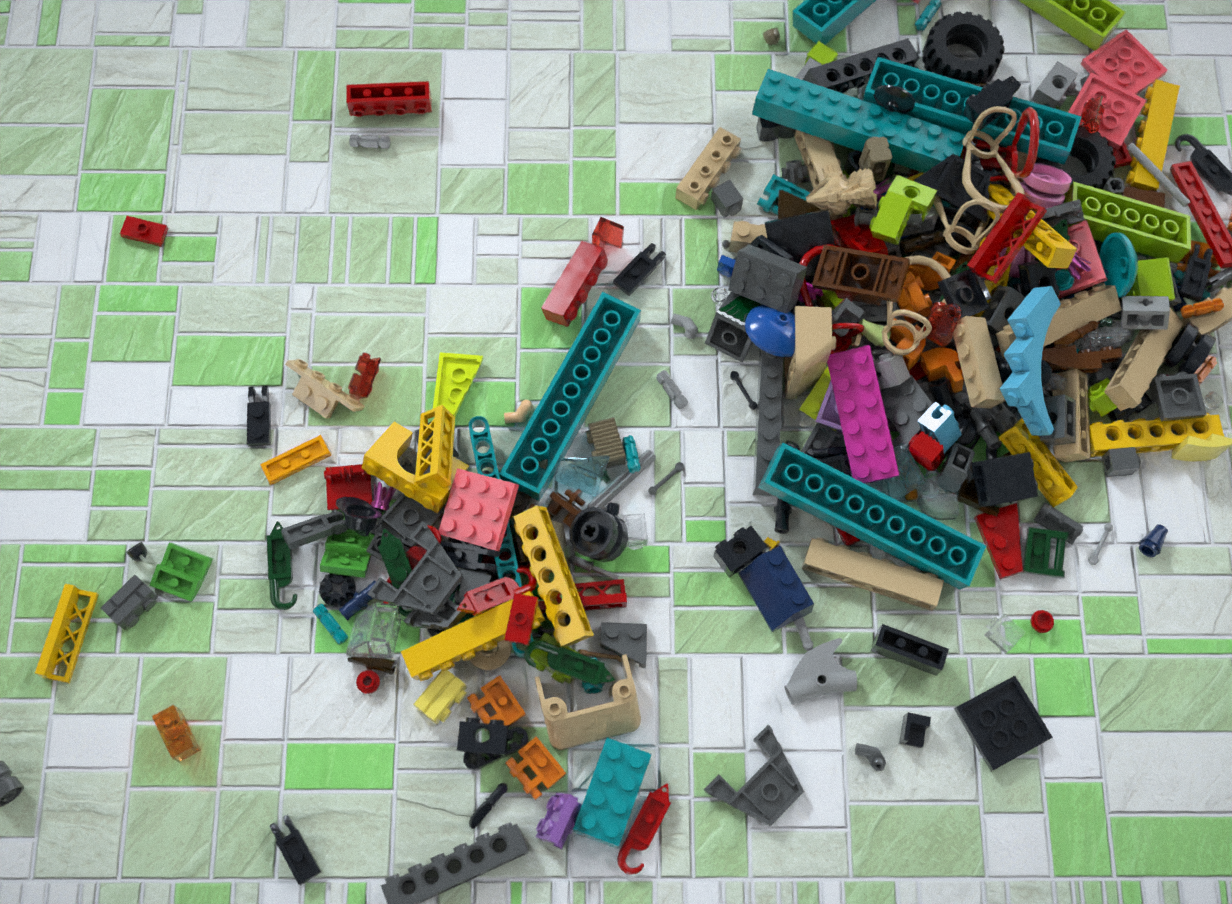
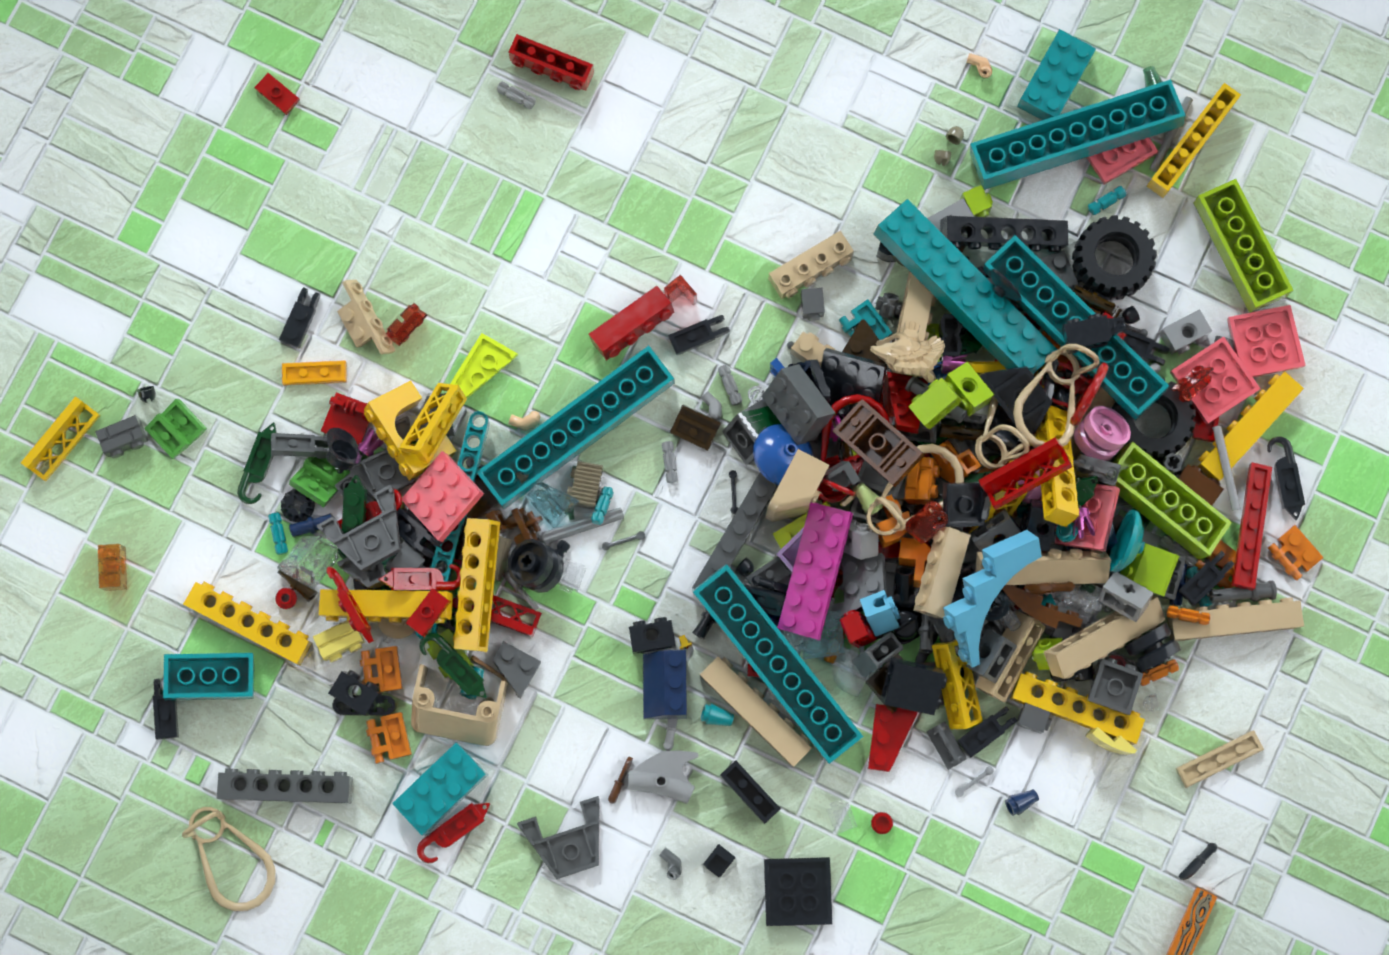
camera: 30 degrees right, 10 degrees up
(279, 726) = (198, 599): none -> yellow brick
(326, 793) = (208, 676): none -> teal brick
(436, 650) = (348, 604): none -> red plate
(487, 805) = (335, 748): black piece -> none
(559, 819) = (385, 790): medium lavender plate -> none
(680, 348) = (695, 427): none -> dark brown plate
(690, 299) = (730, 385): none -> light grey axle
(773, 16) = (955, 135): none -> dark tan hinge
(780, 705) = (619, 783): none -> reddish brown piece
(837, 595) = (715, 715): none -> teal cone
(876, 157) = (958, 335): dark tan brick -> none
(1038, 551) = (911, 763): dark green plate -> none
(1086, 495) = (985, 733): none -> black hinge

